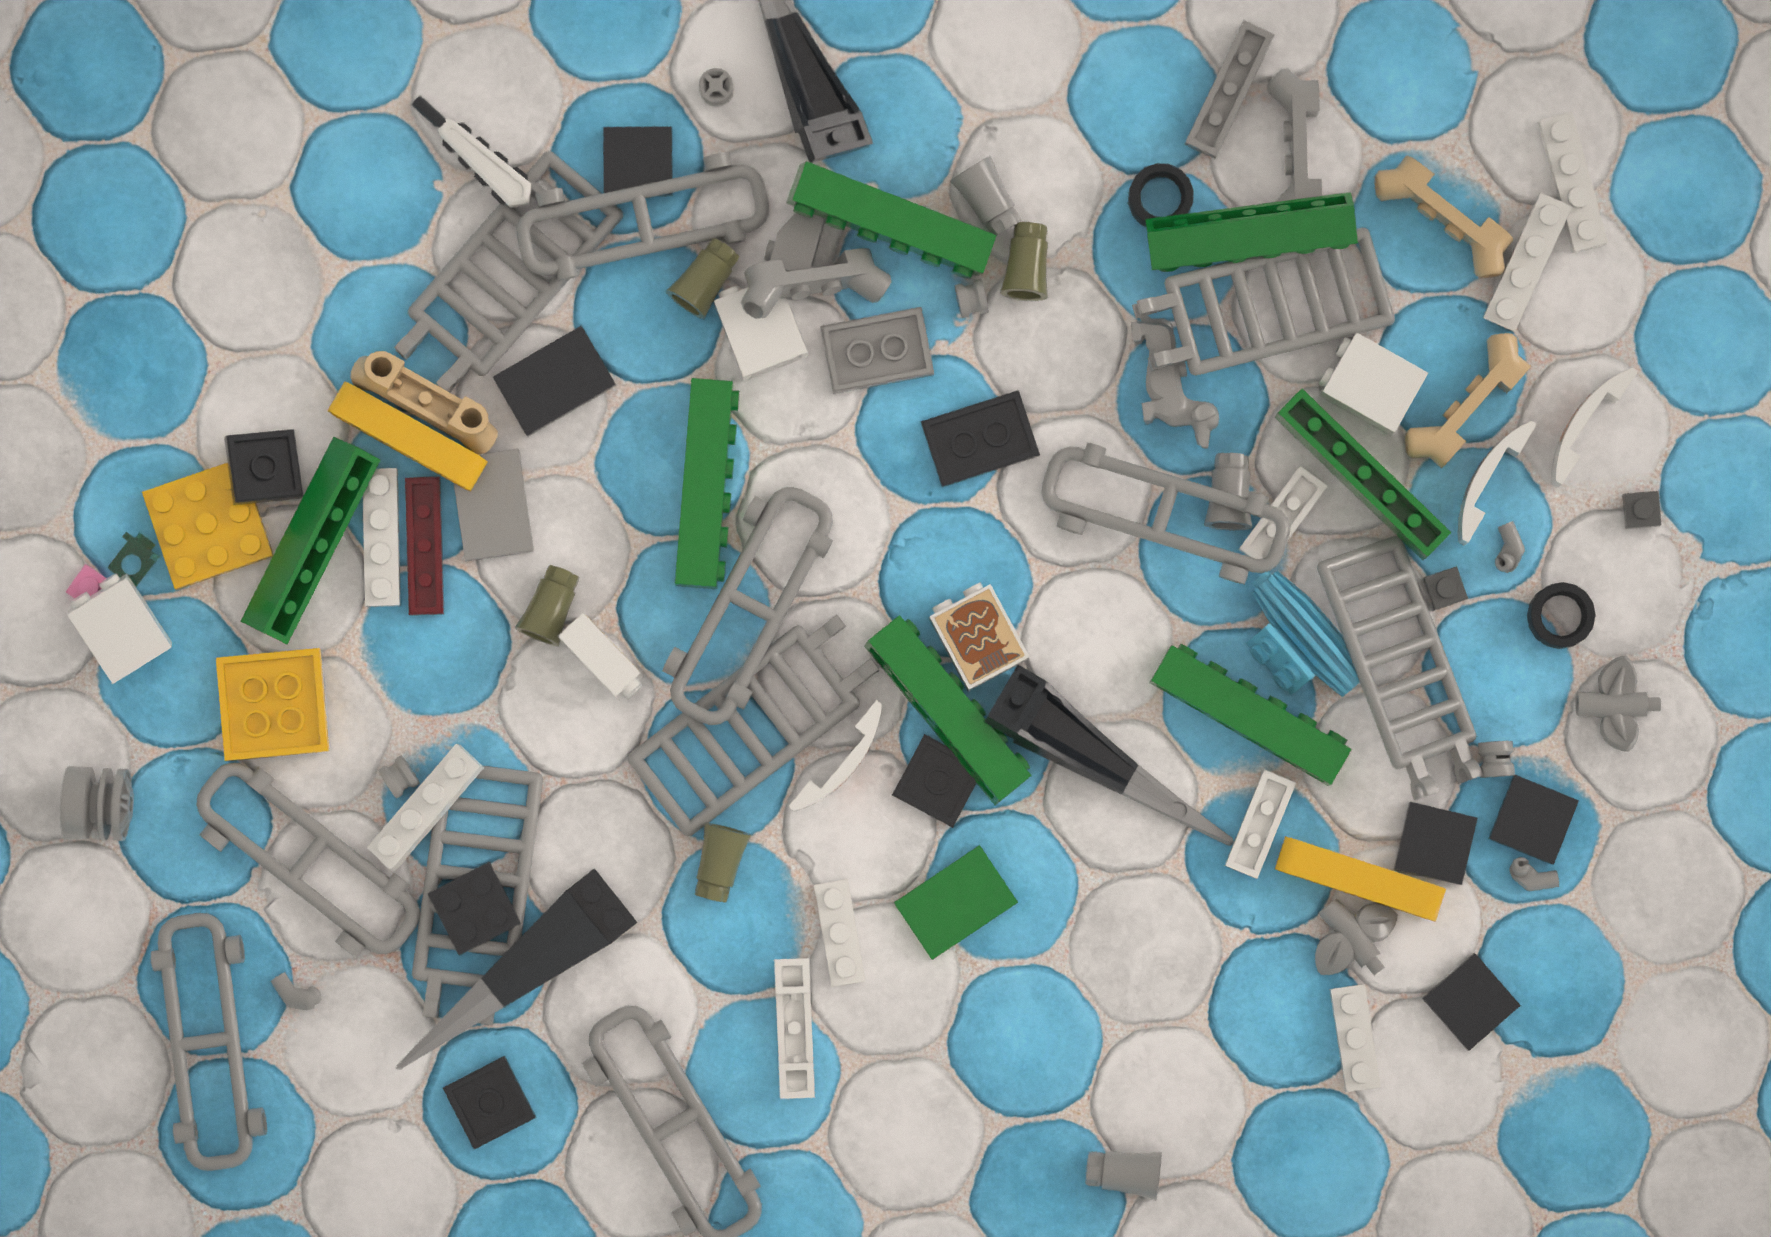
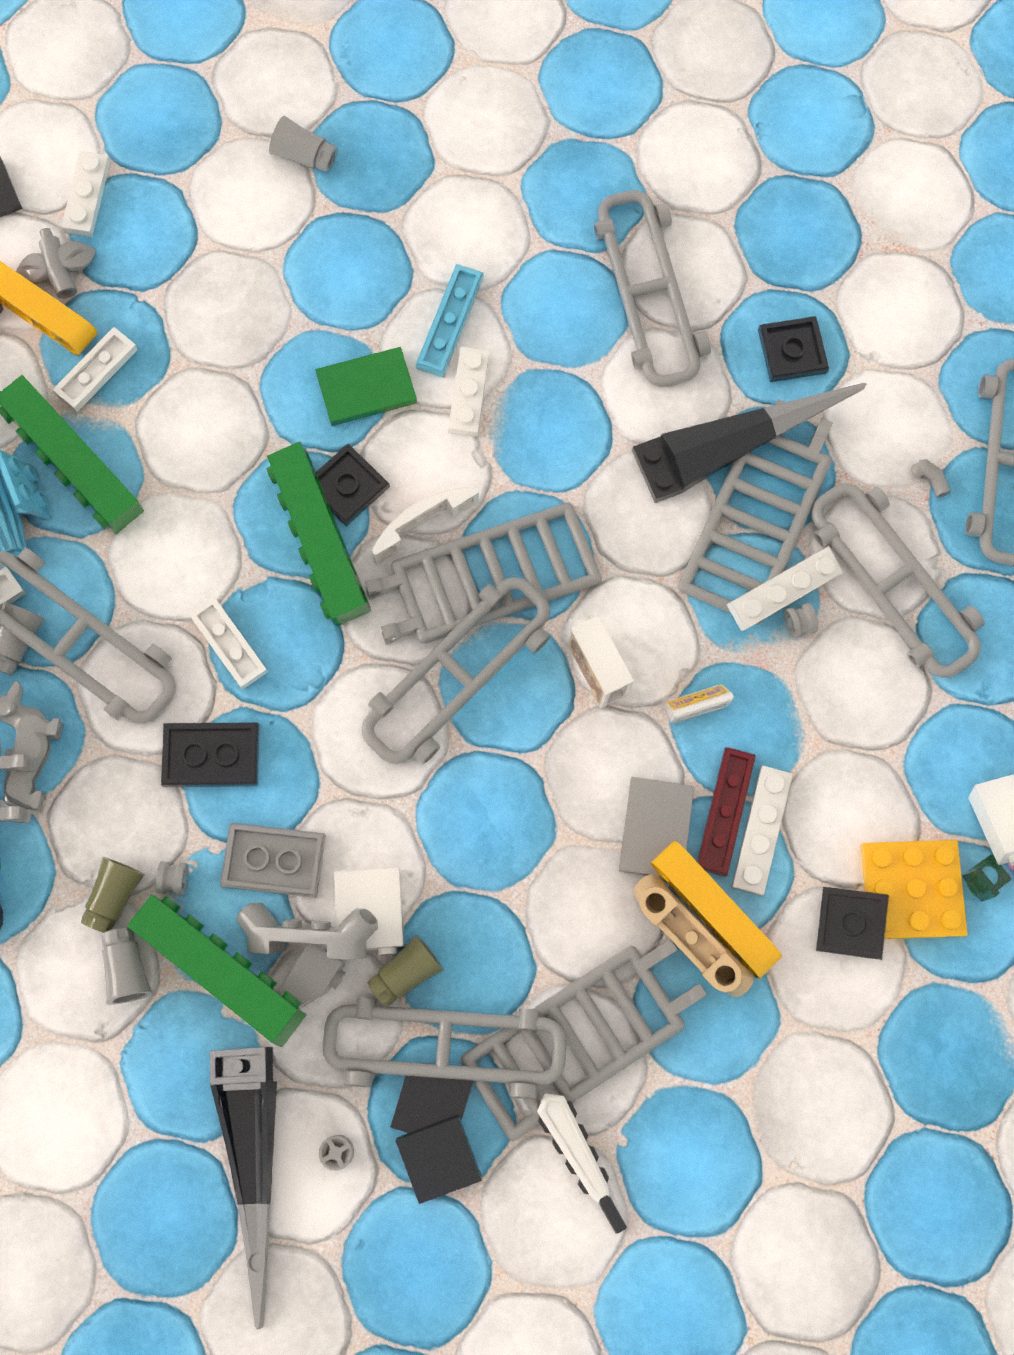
camera: 165 degrees left, 10 degrees down
(272, 704) = (894, 714): yellow plate -> none
(310, 540) = (827, 843): green brick -> none
(474, 908) = (766, 493): black plate -> none
(485, 652) = (698, 703): none -> white slope
(549, 606) = (632, 721): olive plant -> none
(554, 381) = (569, 922): black tile -> none
(613, 111) = (439, 1159): none -> black tile
(705, 483) = (463, 787): green brick -> none
(719, 861) = (548, 473): olive plant -> none
(794, 1028) = (530, 325): white slope -> none
(888, 1013) = (449, 320): none -> medium azure tile
(978, 636) = (271, 585): brick -> none
(1003, 560) = (228, 643): none -> white plate
(1051, 727) = (238, 495): black plate -> none

